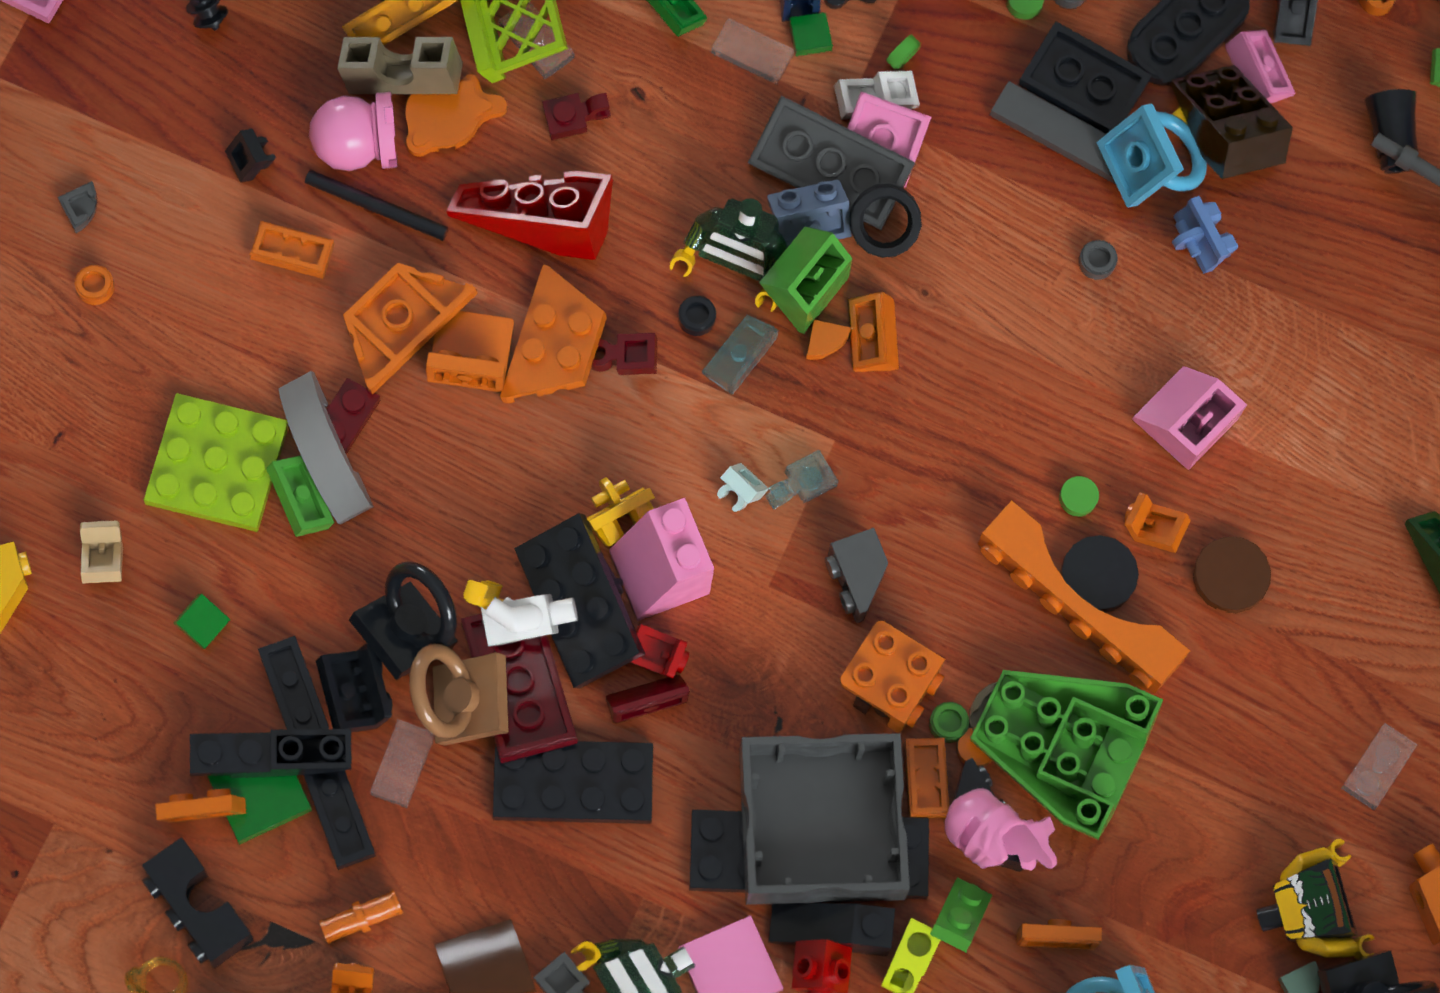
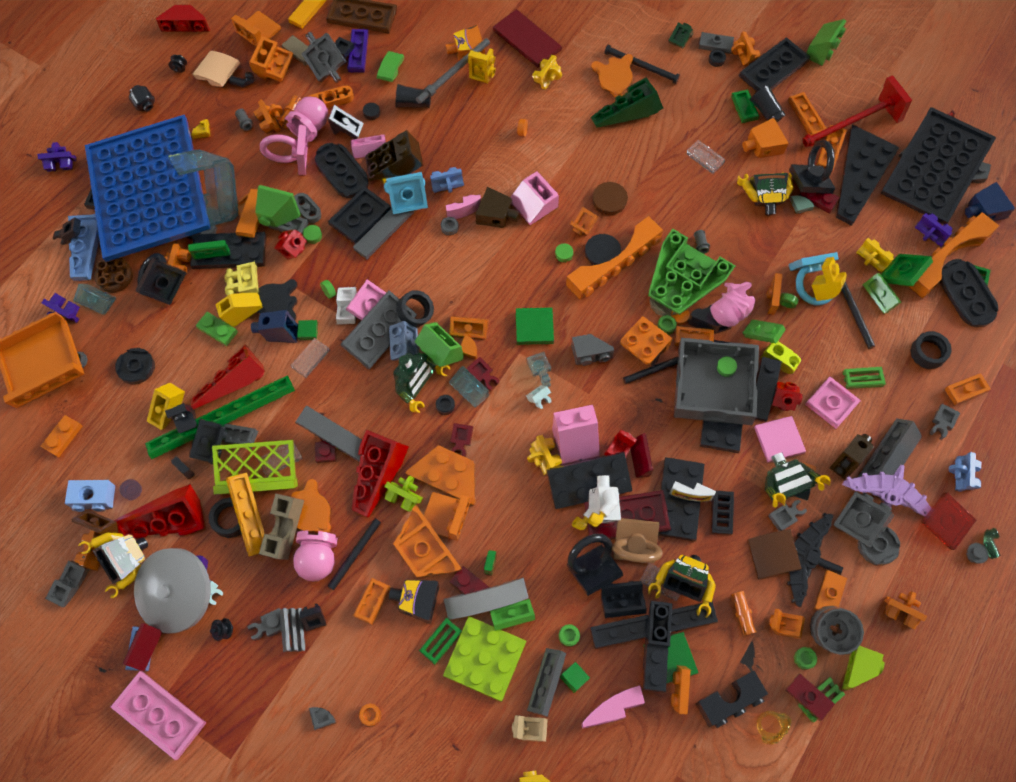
camera: 70 degrees left, 5 degrees down
(155, 695) = (614, 707): none -> bright pink slope
(186, 572) = (546, 682): none -> dark grey plate
(218, 112) = (296, 630): none -> dark grey tile
(229, 90) = (270, 625): none -> dark grey plate
(264, 398) = (429, 655): none -> green tile
(278, 604) = (569, 635): none -> bright green tile
(304, 325) = (416, 598): none -> black torso
(391, 442) = (490, 562): none -> green tile
(406, 799) = (687, 577): none -> torso
(506, 269) = (410, 498): none -> lime hips
(572, 877) = (724, 495): none -> black slope
(579, 799) = (699, 493): none -> white slope
(597, 111) = (330, 432): none -> dark grey tile
(775, 368) = (481, 372): none -> dark red plate
(833, 691) = (651, 370): none -> black bar
(862, 839) = (726, 366): none -> bright green tile
(898, 459) = (534, 326): none -> green tile
(1048, 966) = (788, 300): none -> bright green tile
(1147, 286) = (469, 206): none -> bright pink slope
(1150, 342) = (495, 209): none -> dark brown torso
(1158, 775) = (701, 241): none -> dark grey pin
(1347, 56) = (371, 111): none -> black tile
(1369, 368) = (522, 127): none -> orange tile

